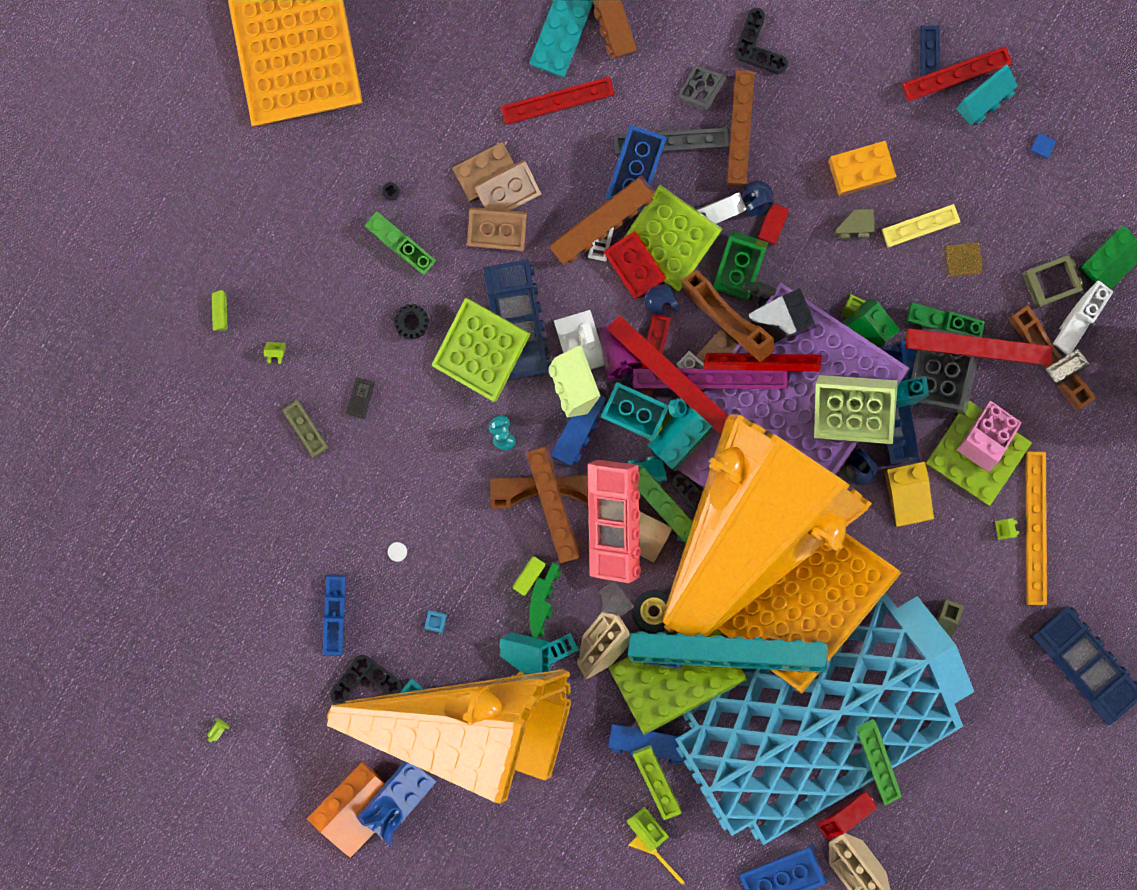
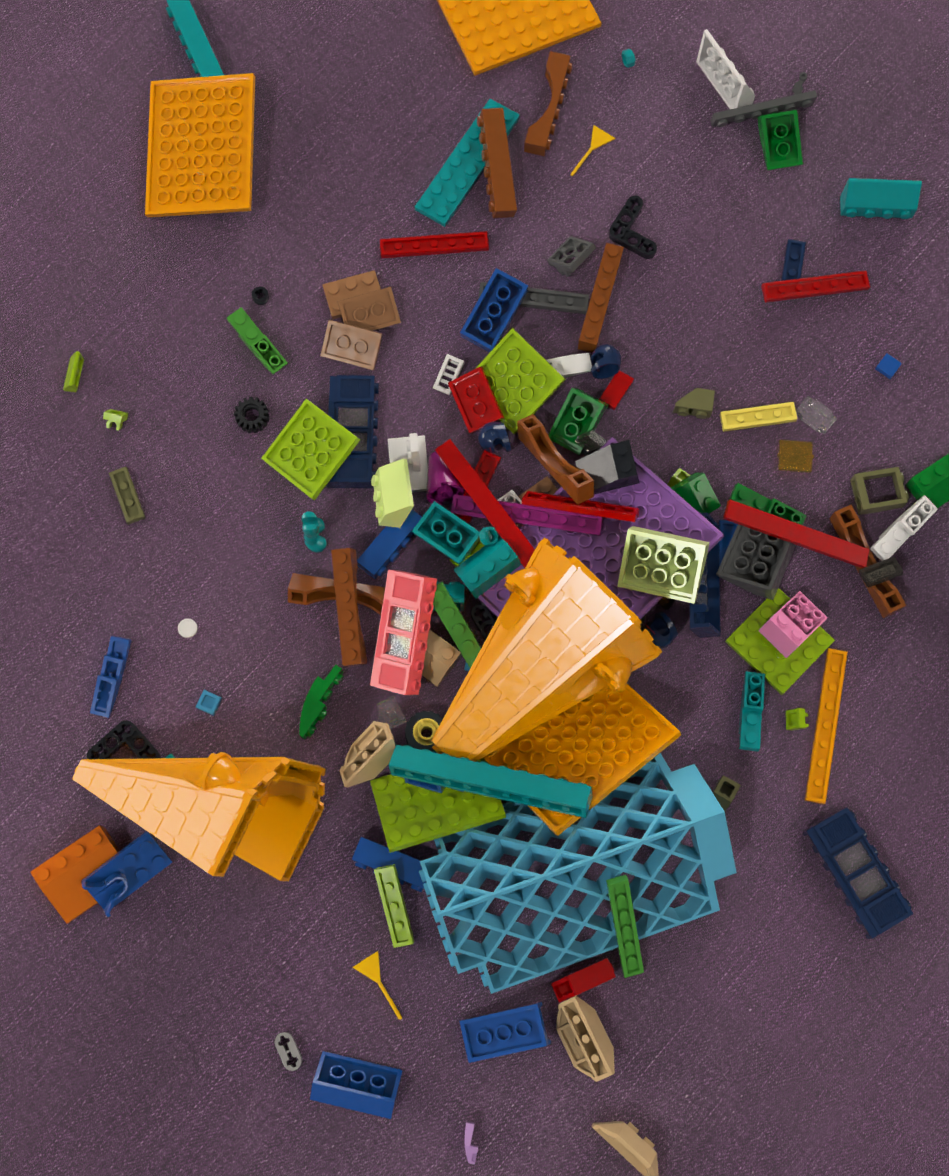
camera: 15 degrees right, 10 degrees down
(360, 398) = (186, 477): clear smoke tile -> none
(526, 653) = (289, 744): teal slope -> none
(528, 575) = (309, 673): lime slope -> none
(554, 643) = (321, 746): teal slope -> none
(602, 219) = (451, 351): dark orange brick -> none
(647, 829) = (375, 954): lime slope -> none
(862, 168) = (710, 353): light orange brick -> none
(909, 494) = (704, 666): yellow slope -> none
(912, 391) = (721, 564): teal slope -> none
(962, 529) = (751, 711): none -> teal slope
(979, 212) = (816, 415): none -> clear slope
(988, 96) = (842, 308): teal slope -> none

